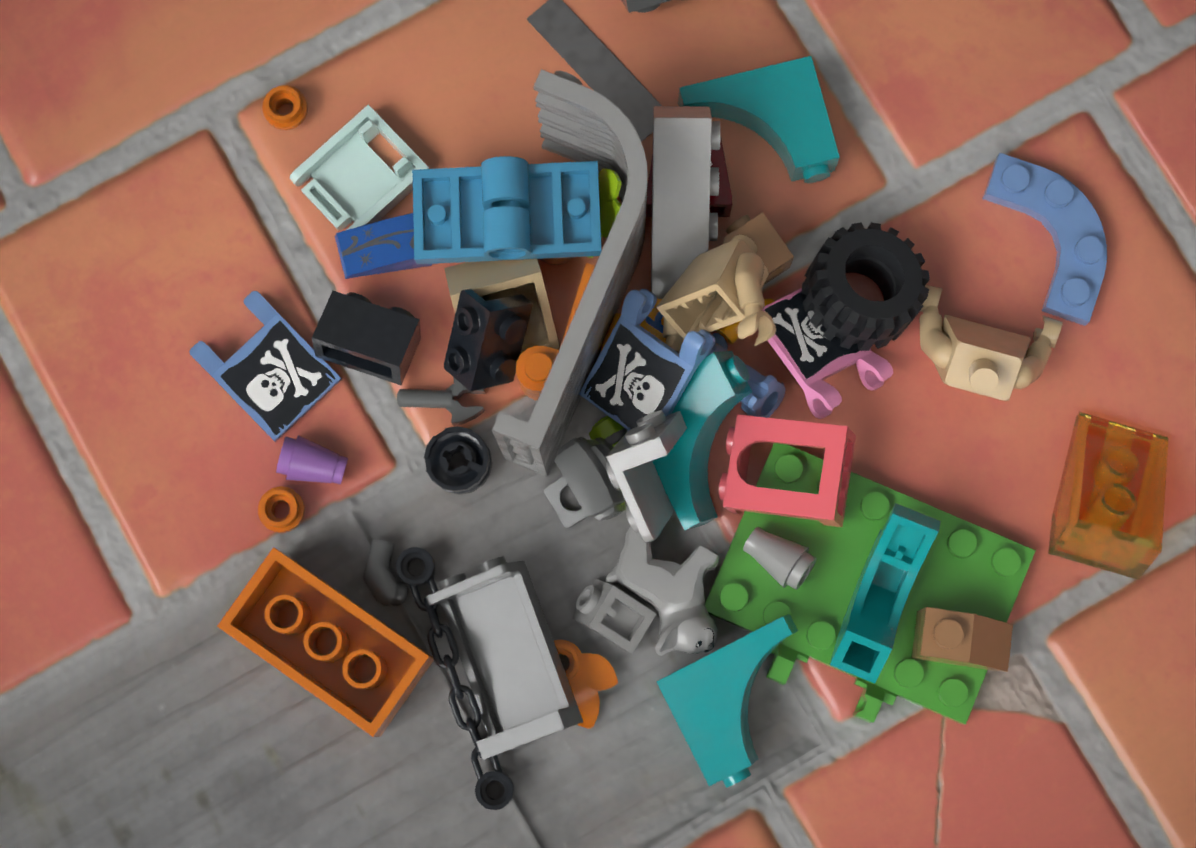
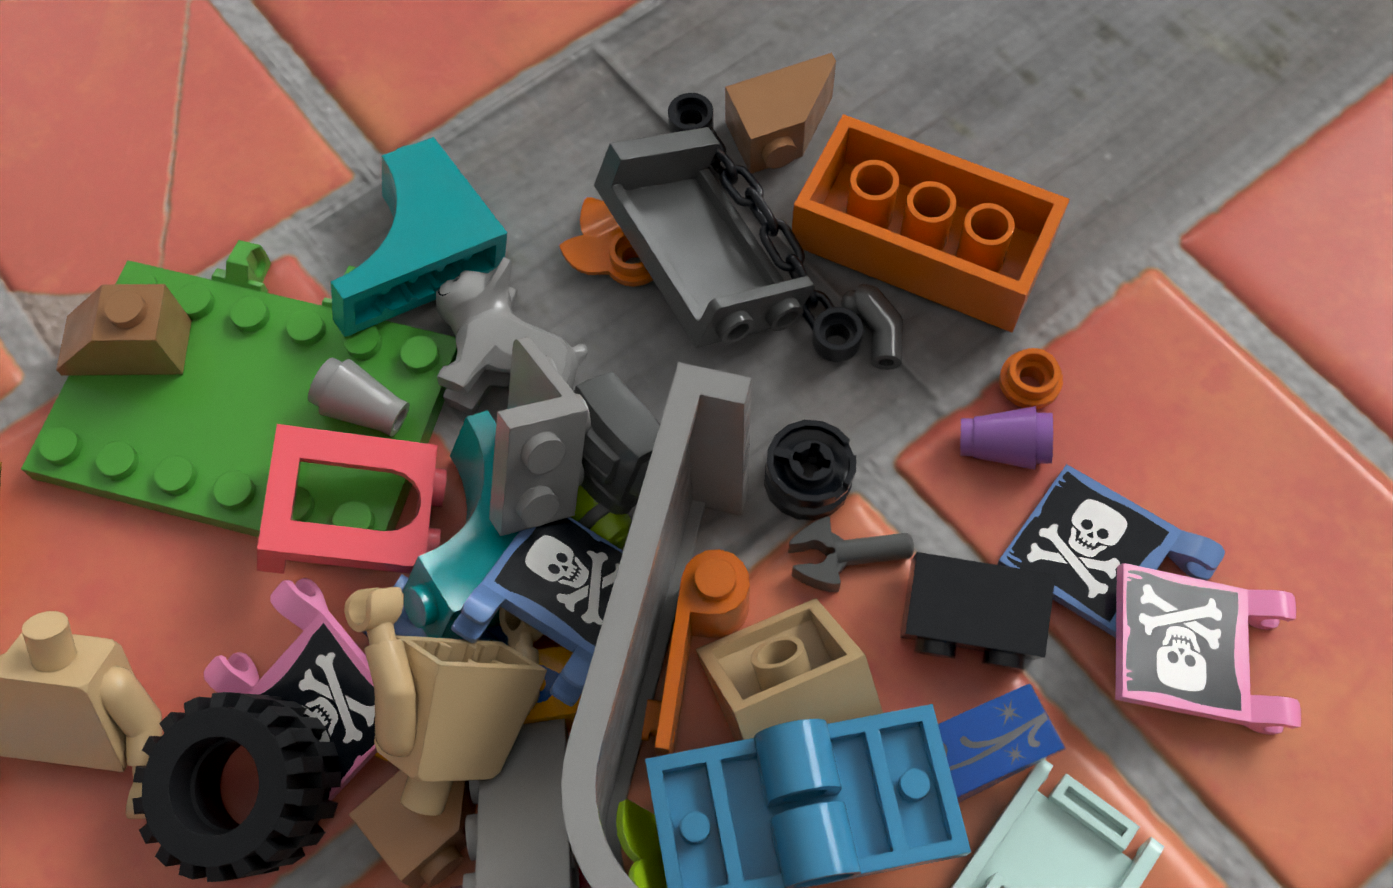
camera: 170 degrees right, 15 degrees down
(235, 290) = (1188, 647): none -> flag
(420, 776) = (779, 111): none -> medium nougat slope
(486, 339) = (795, 606): black bracket -> none
(613, 614) = (577, 312): light grey bracket -> none
(881, 593) = (226, 361): teal arch -> none

